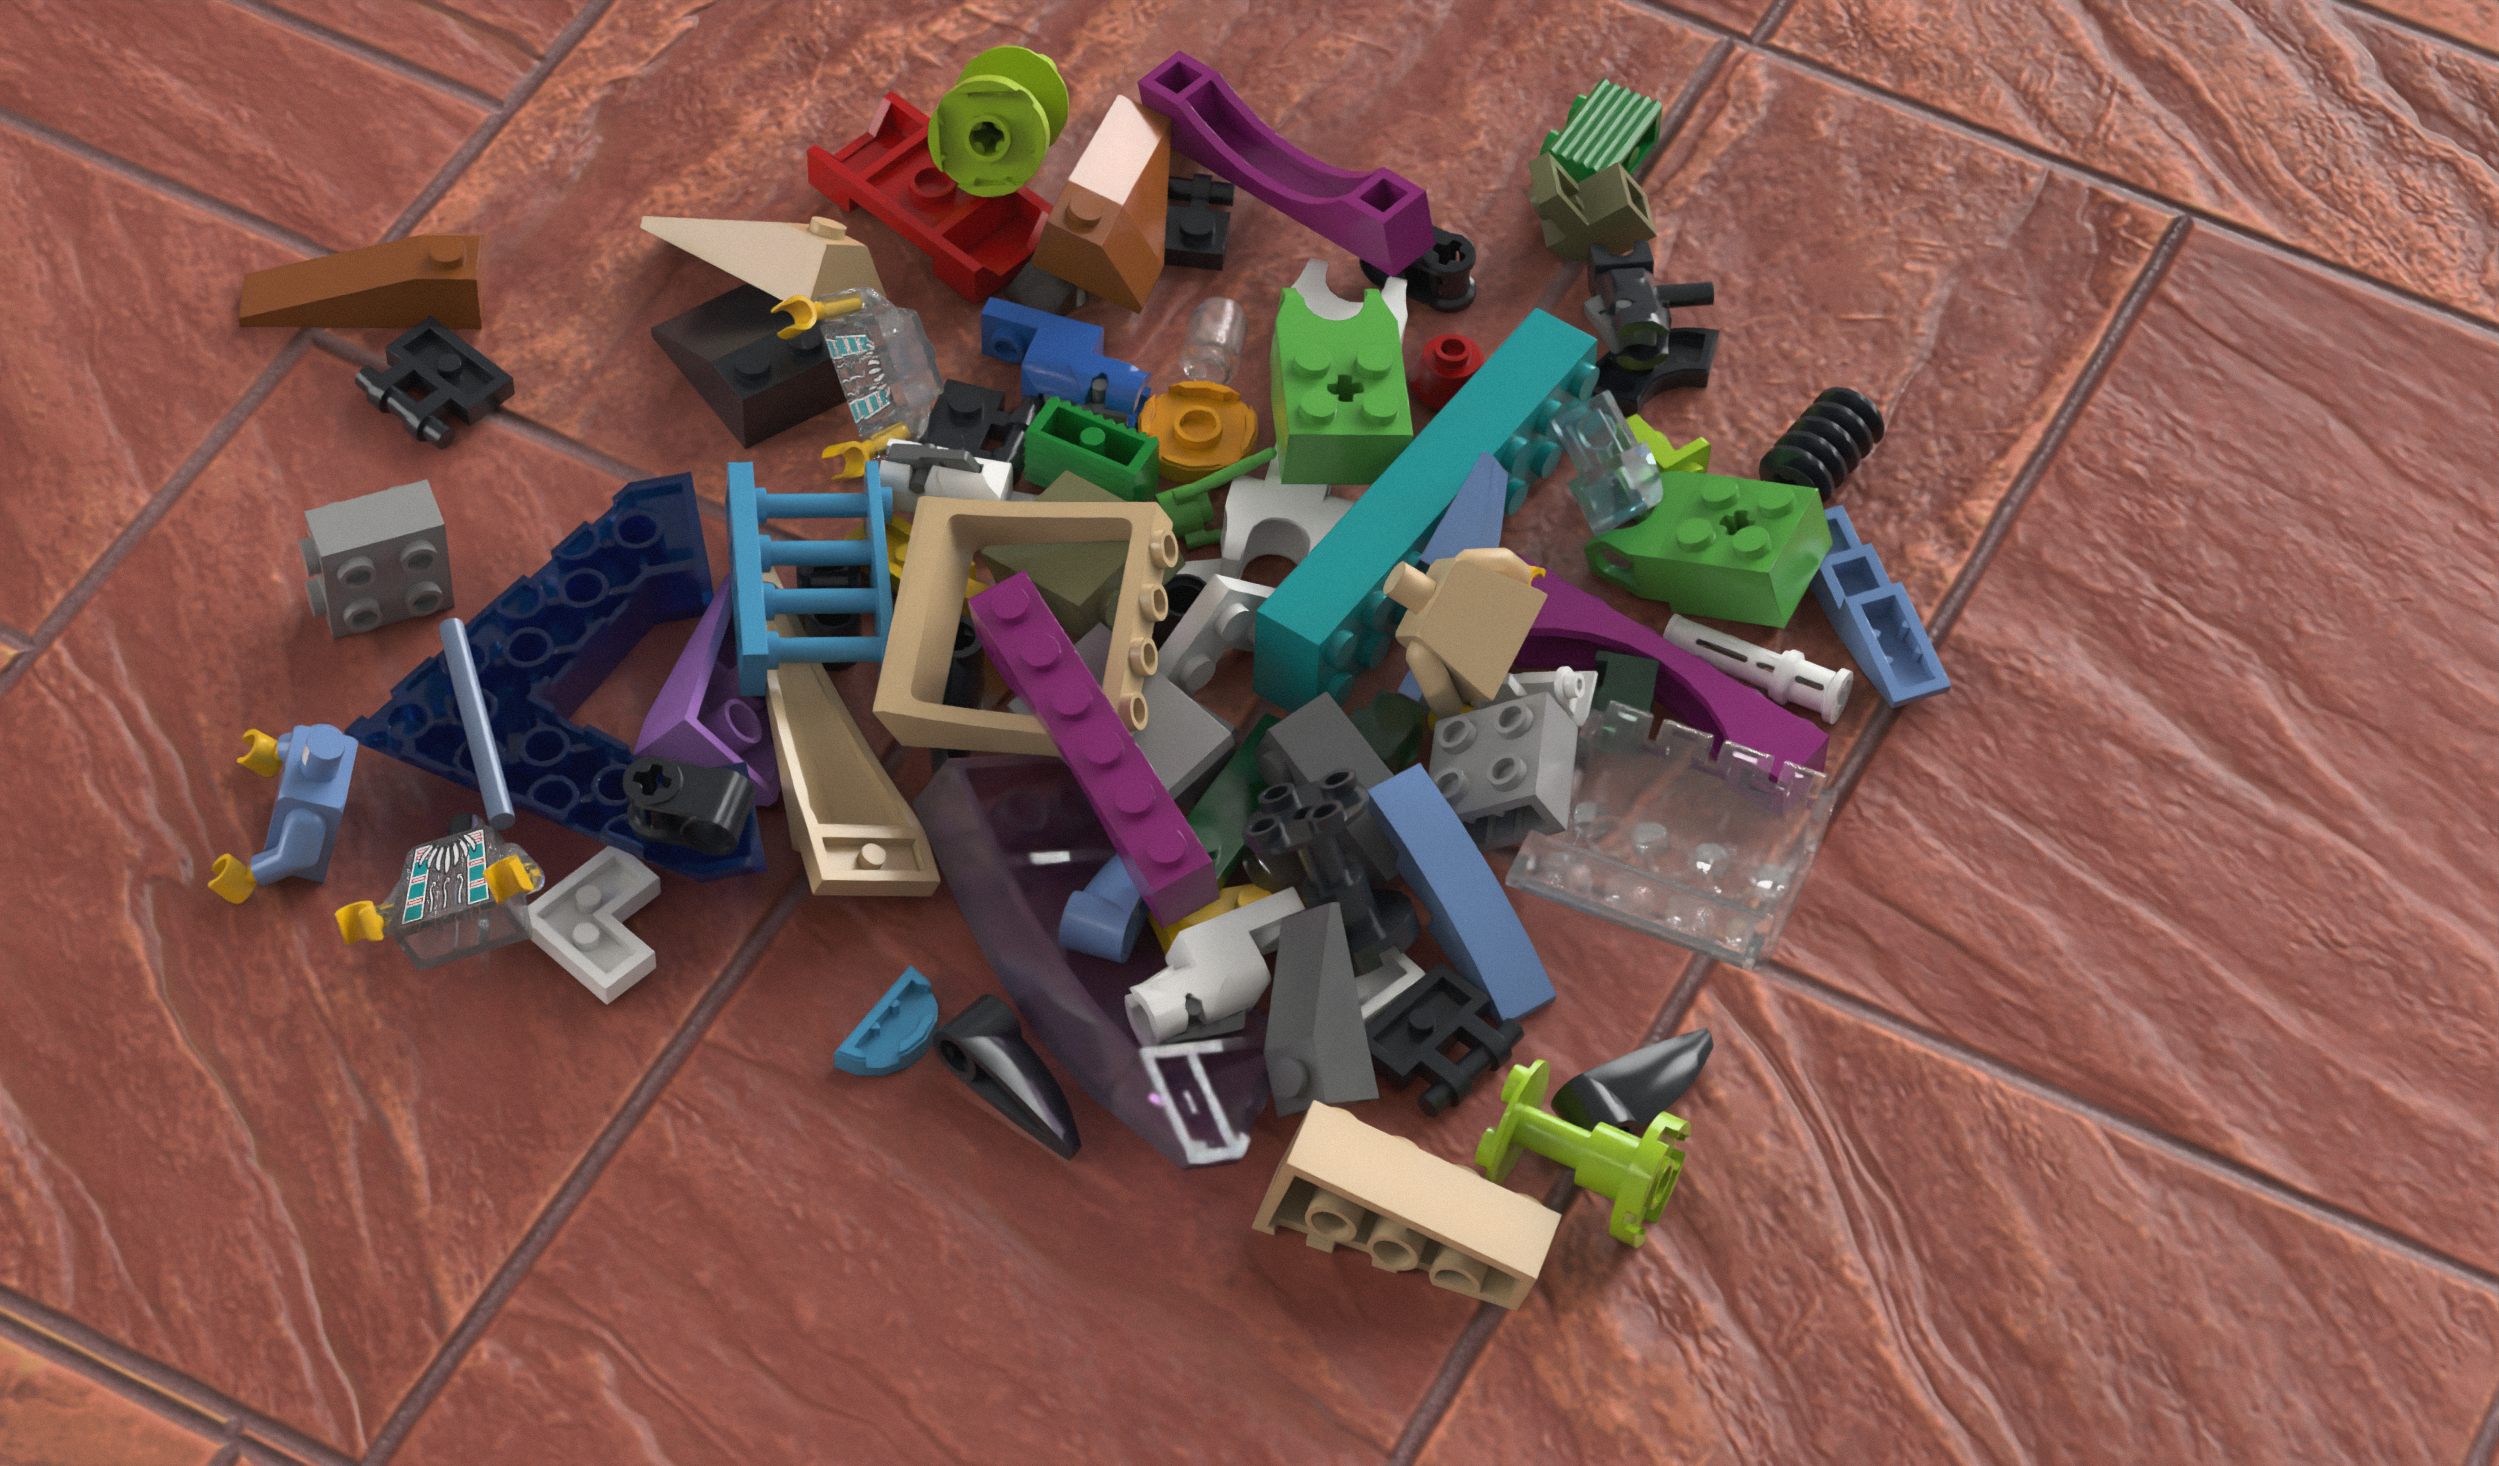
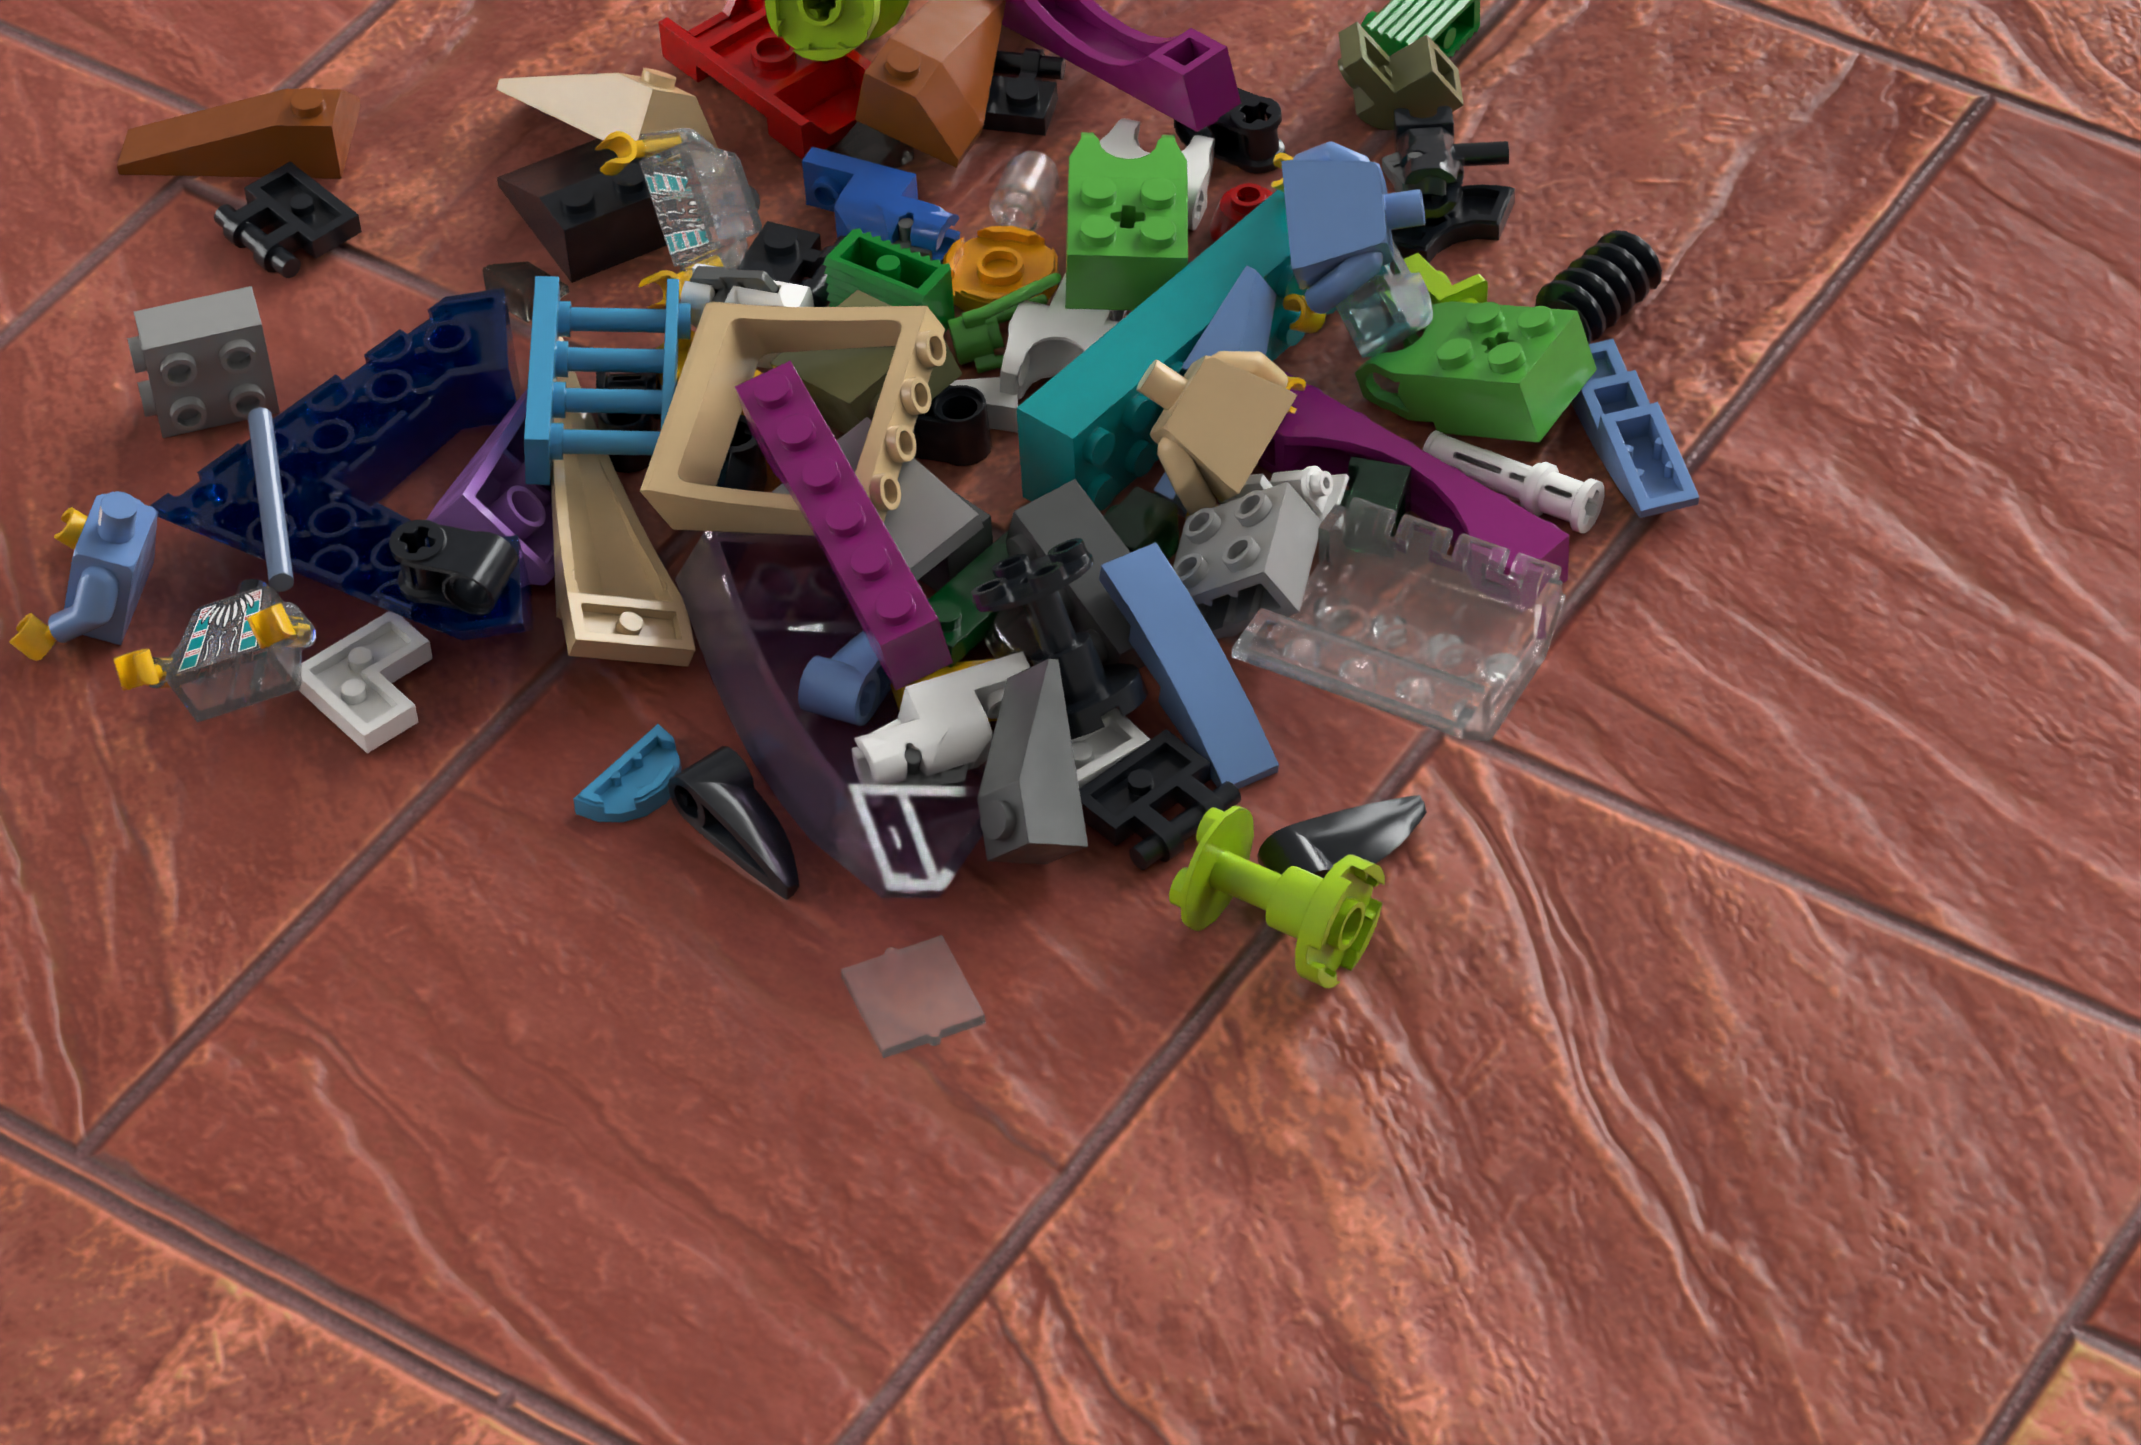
camera: 10 degrees right, 5 degrees down
(696, 453) = (519, 285): none -> clear smoke slope
(1213, 1266) = (912, 996): none -> clear piece
(1216, 620) = (975, 433): white plate -> none
(1406, 1209) = (1098, 943): tan wedge -> none
(1568, 398) = (1338, 225): none -> medium blue torso

